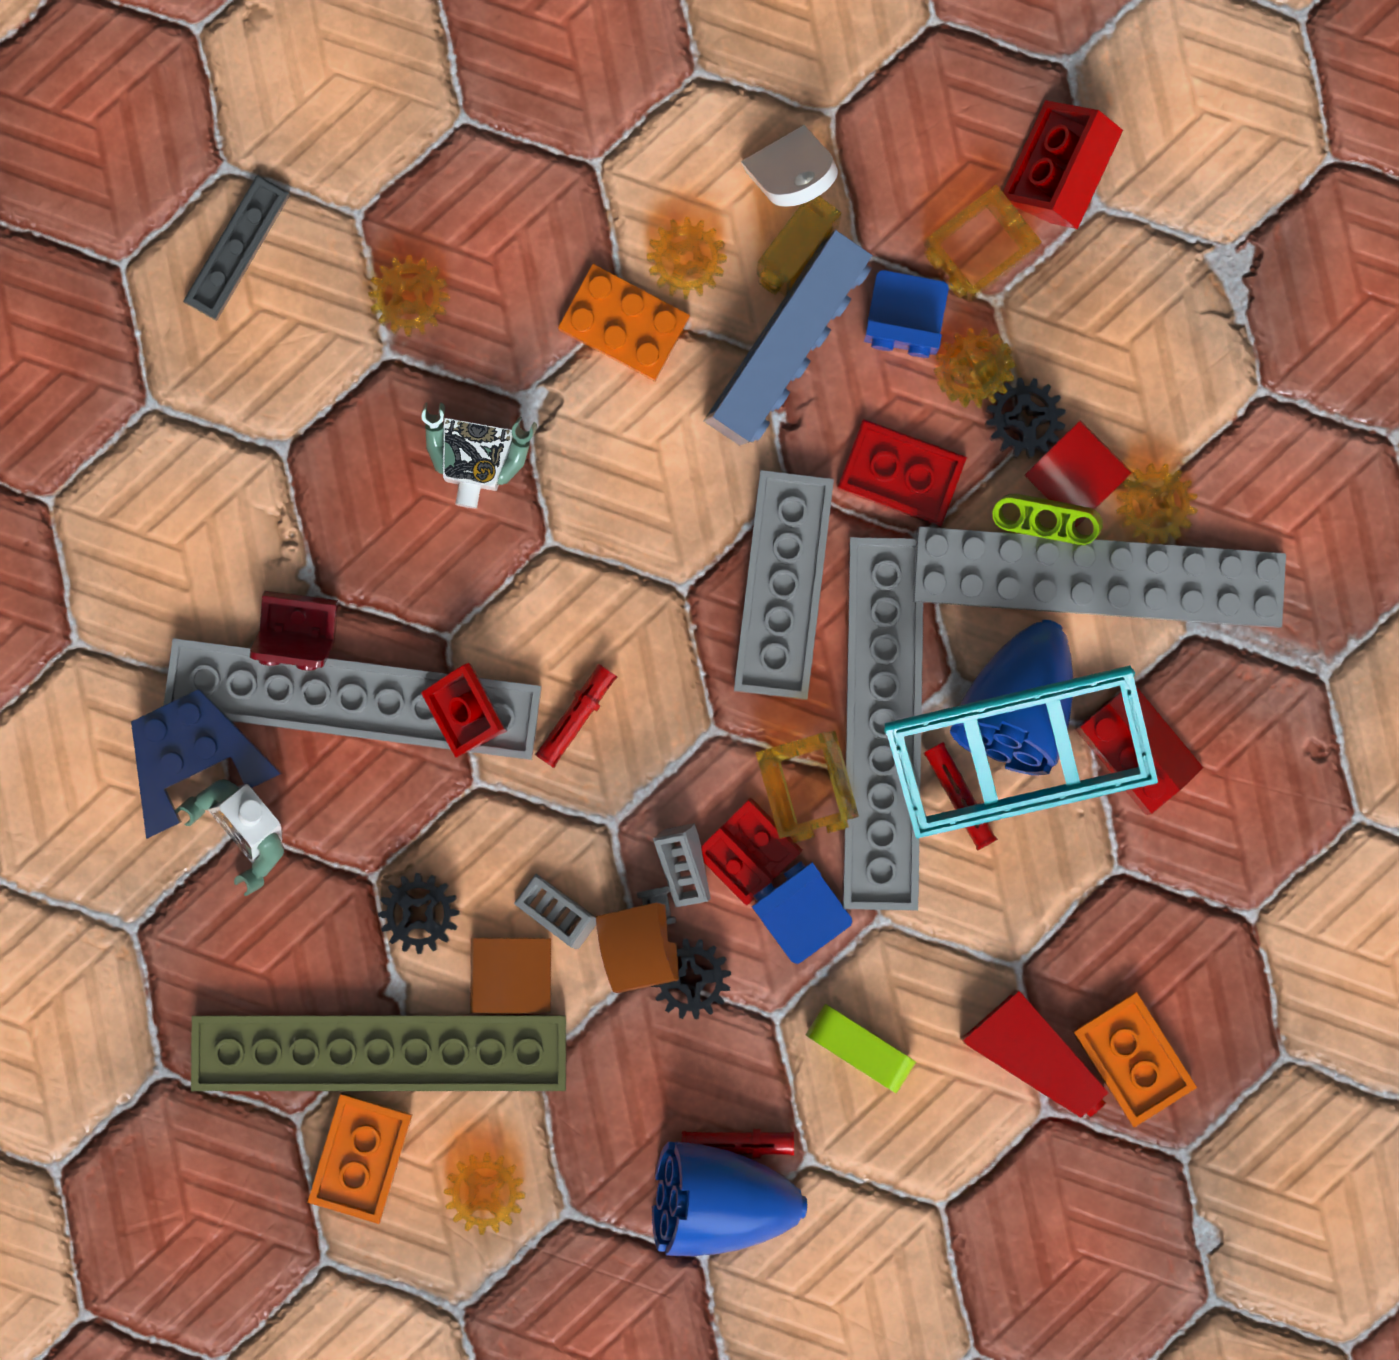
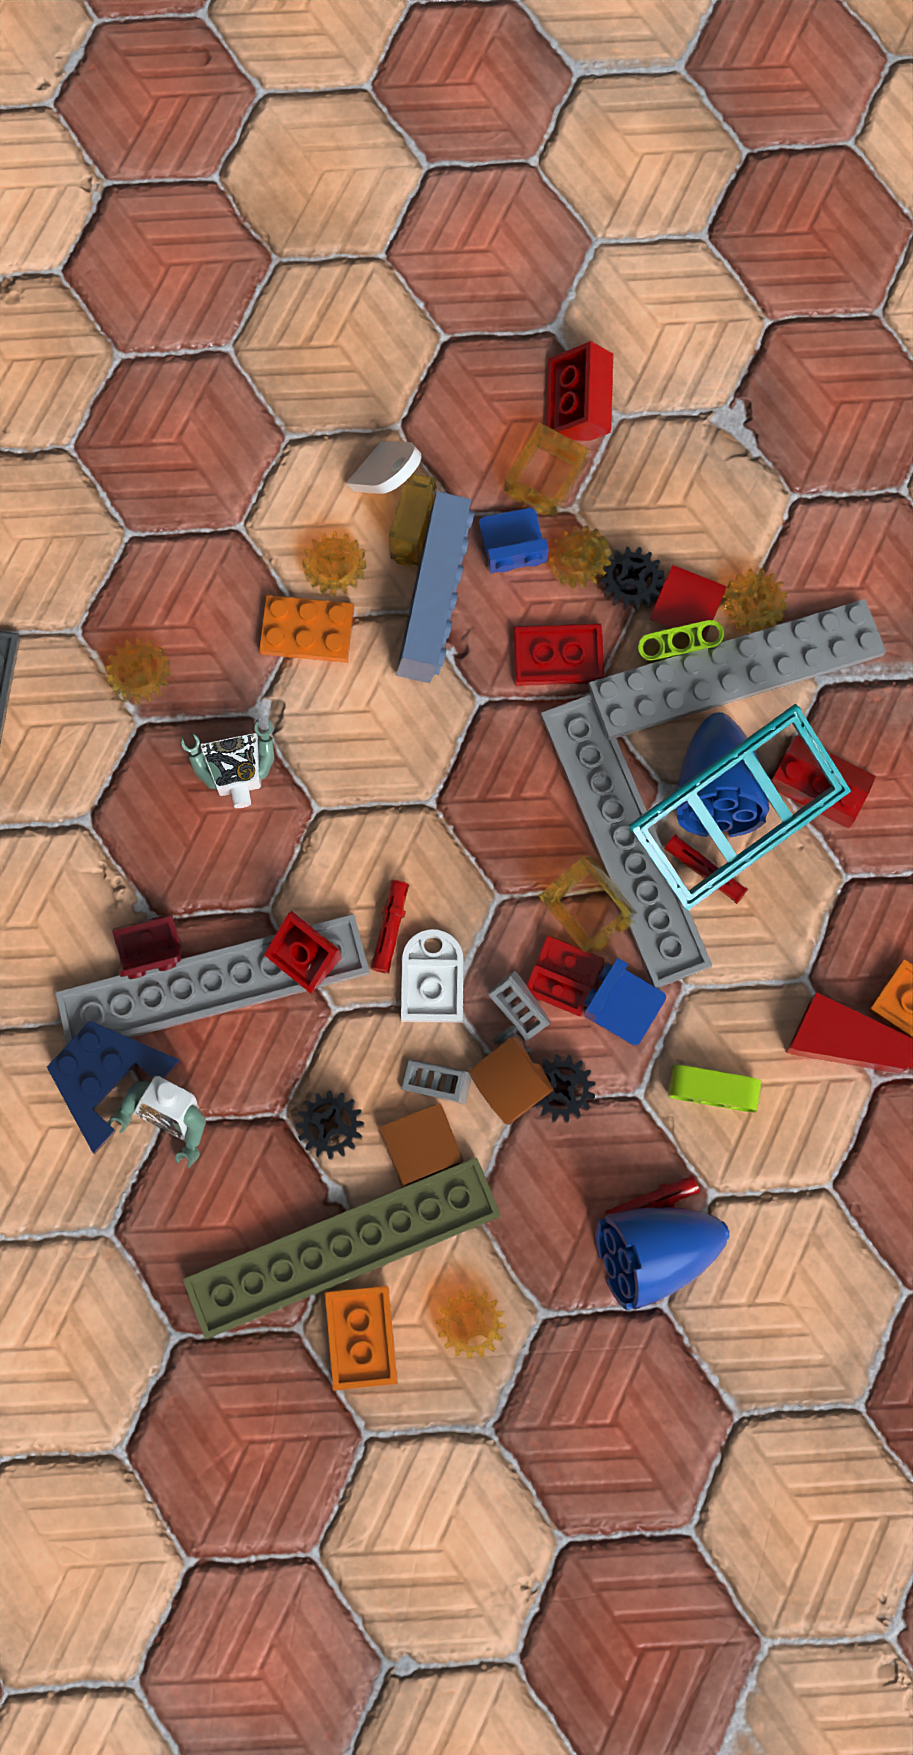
camera: 20 degrees left, 10 degrees down
(599, 797) = (432, 980): none -> white tile
(783, 585) = (506, 768): light grey plate -> none

